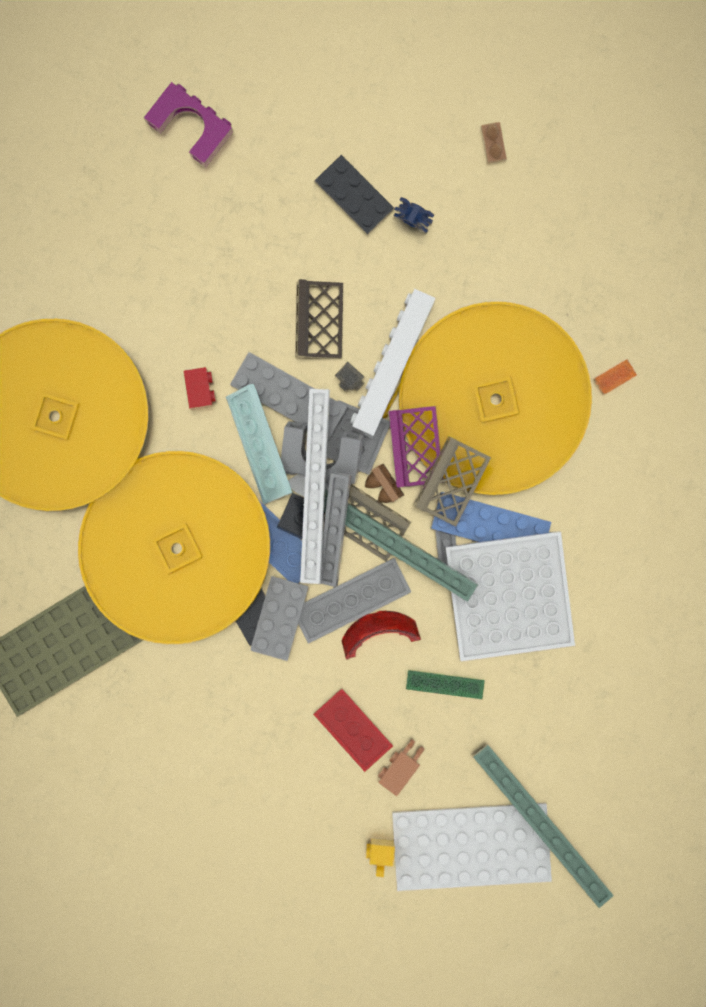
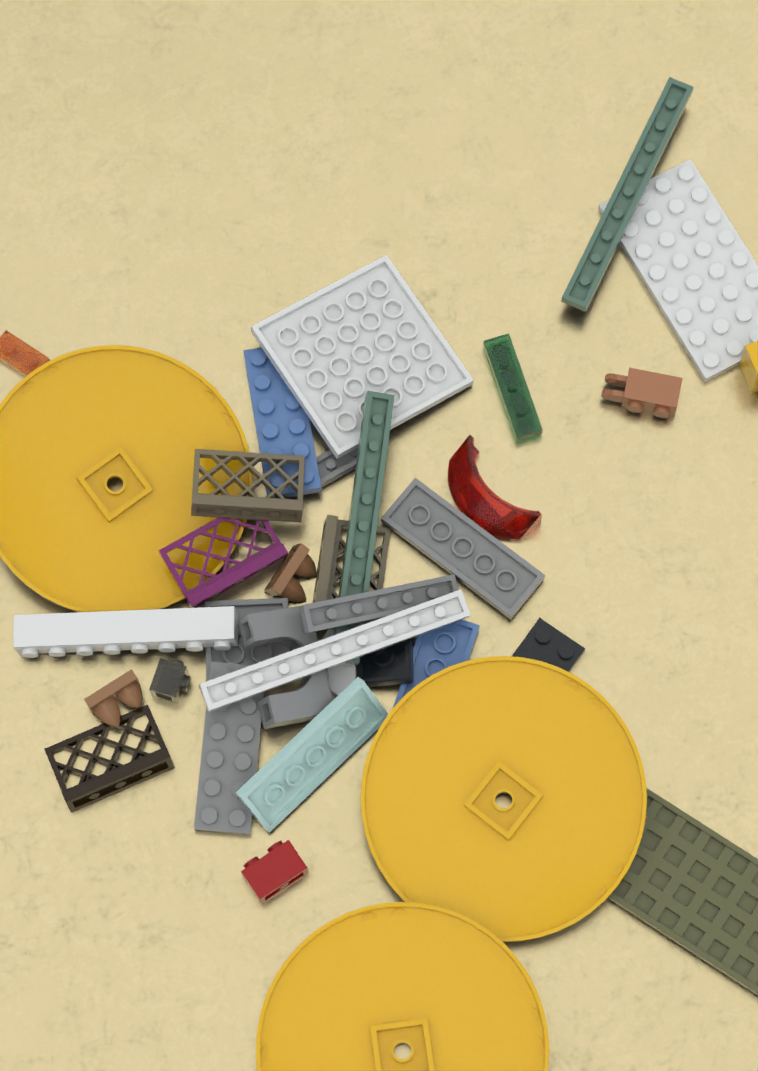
camera: 110 degrees left, 15 degrees down
(279, 618) = (530, 623): light grey plate -> none
(352, 331) = (104, 701): none -> medium nougat tile
(353, 730) = (626, 472): red plate -> none

